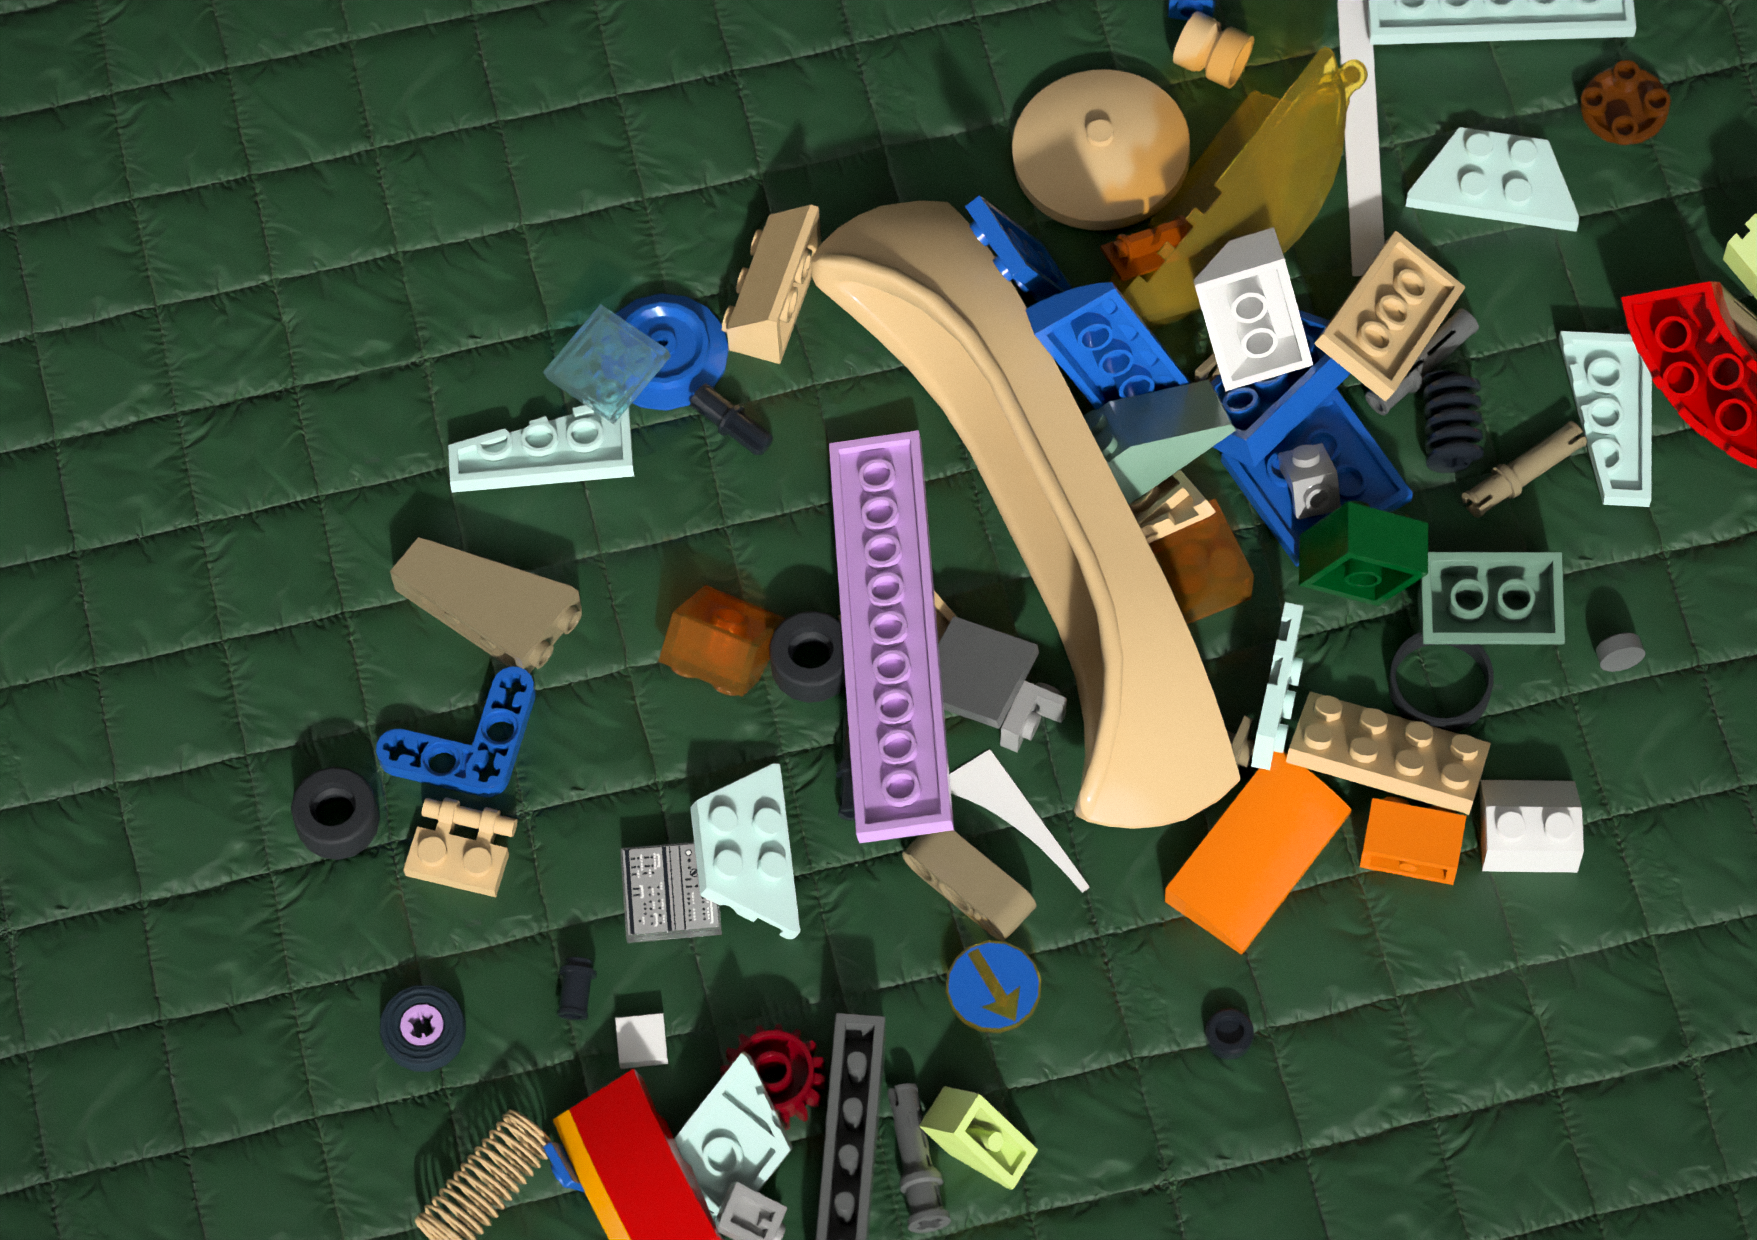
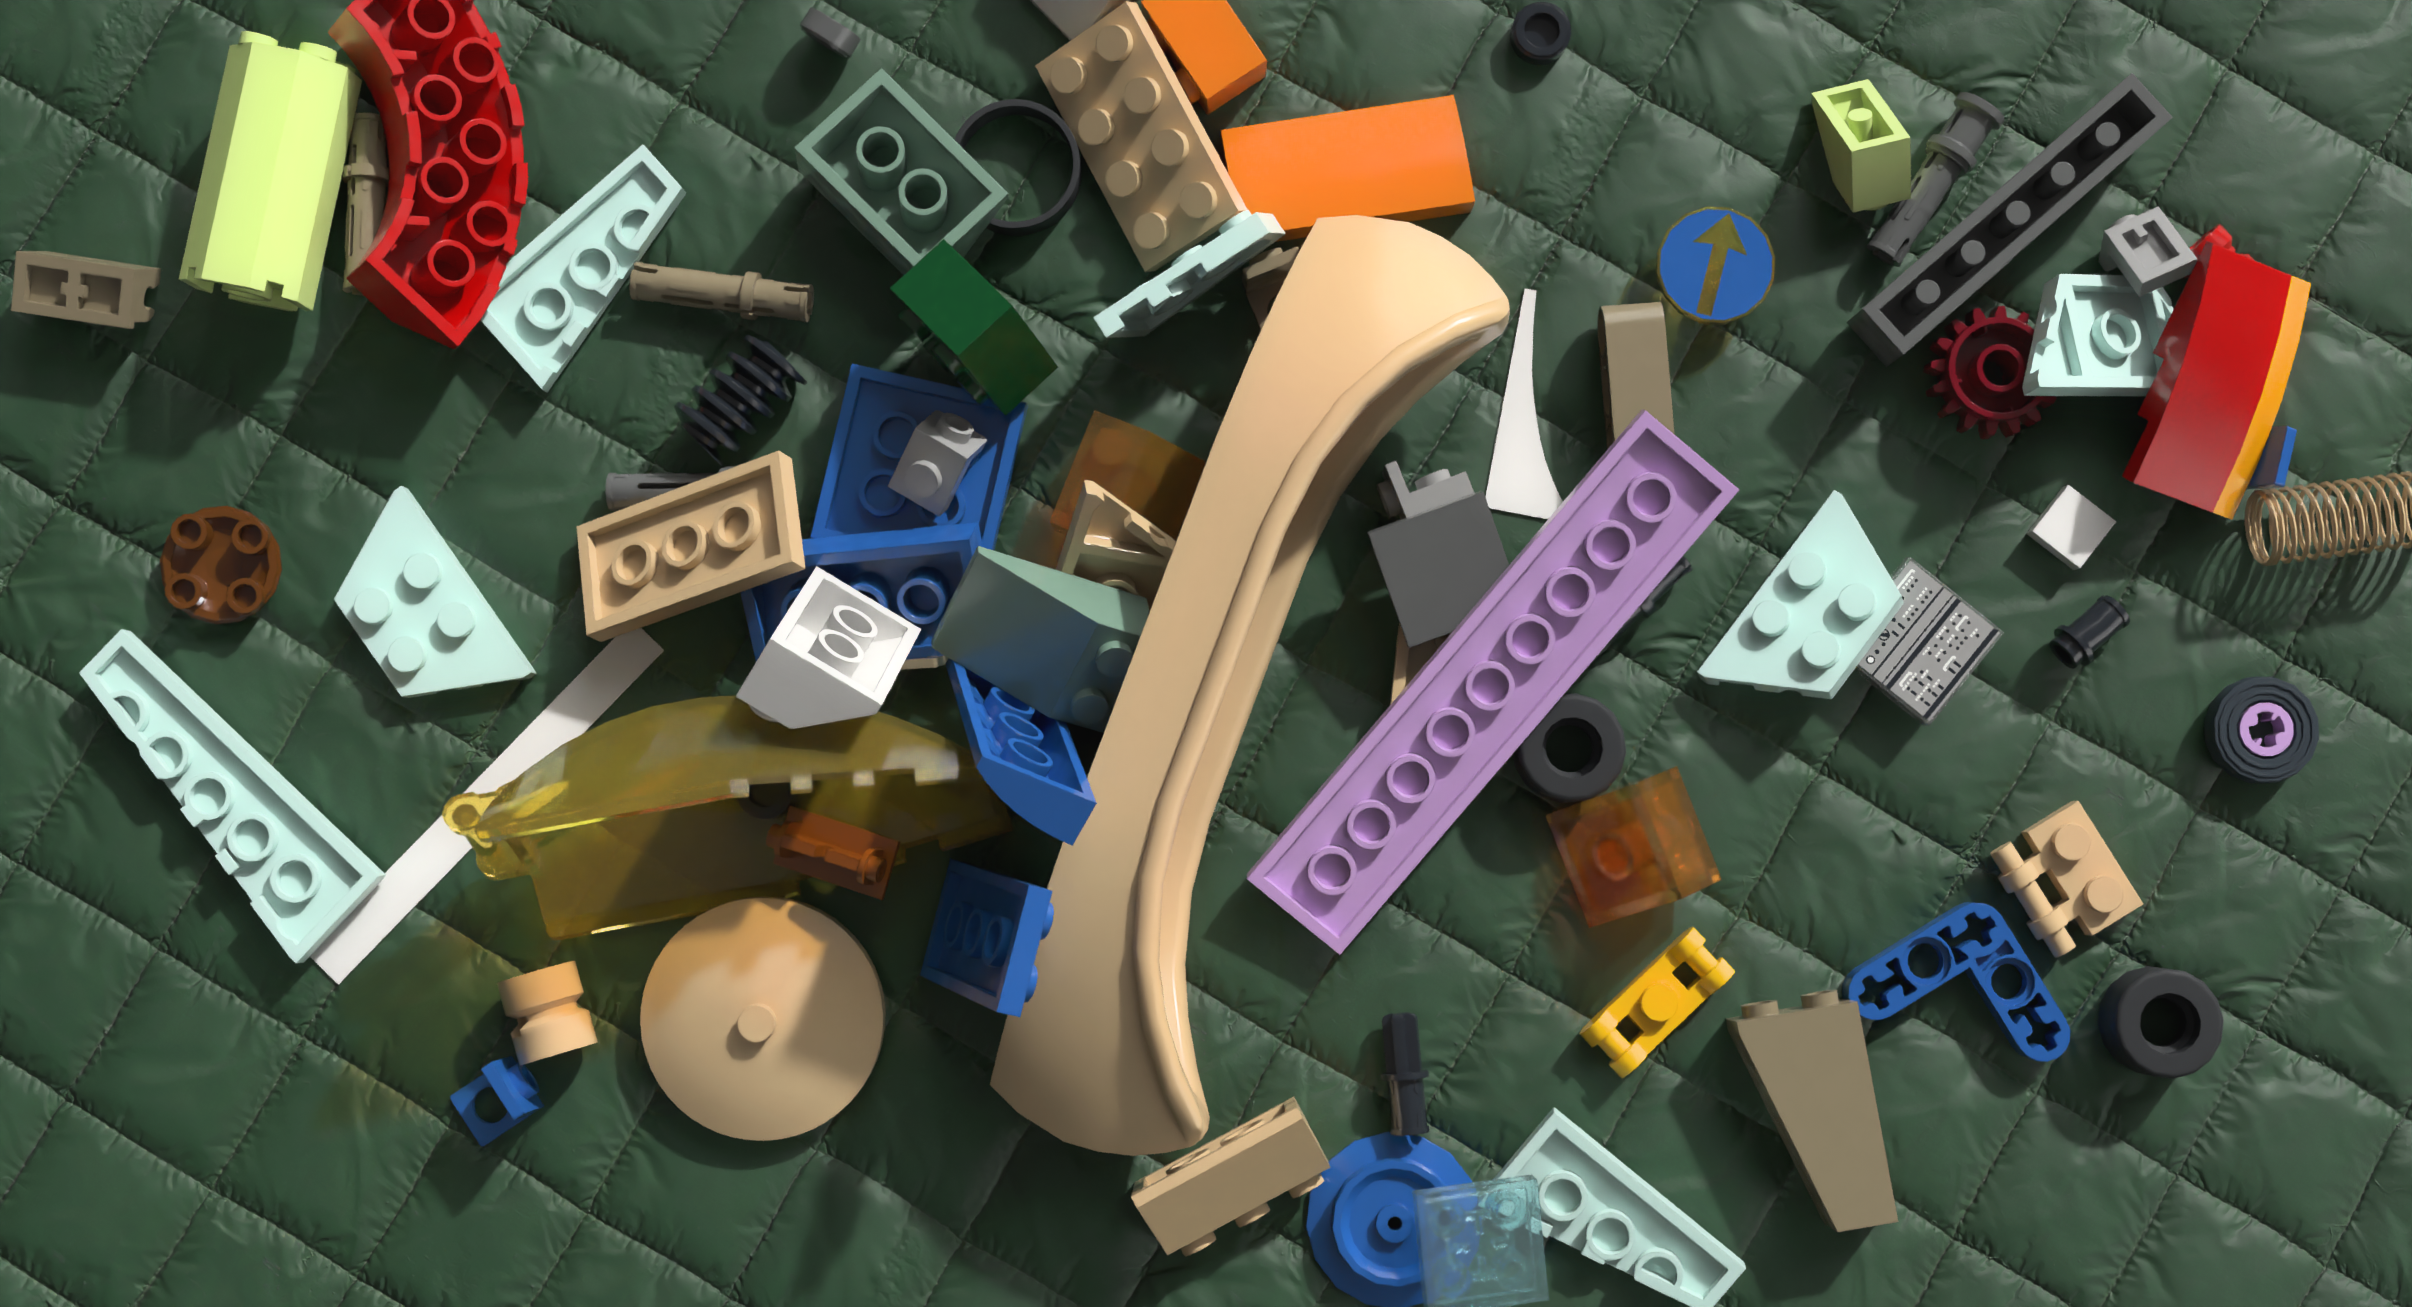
camera: 135 degrees left, 20 degrees up
(630, 578) = (1656, 1001): none -> yellow plate

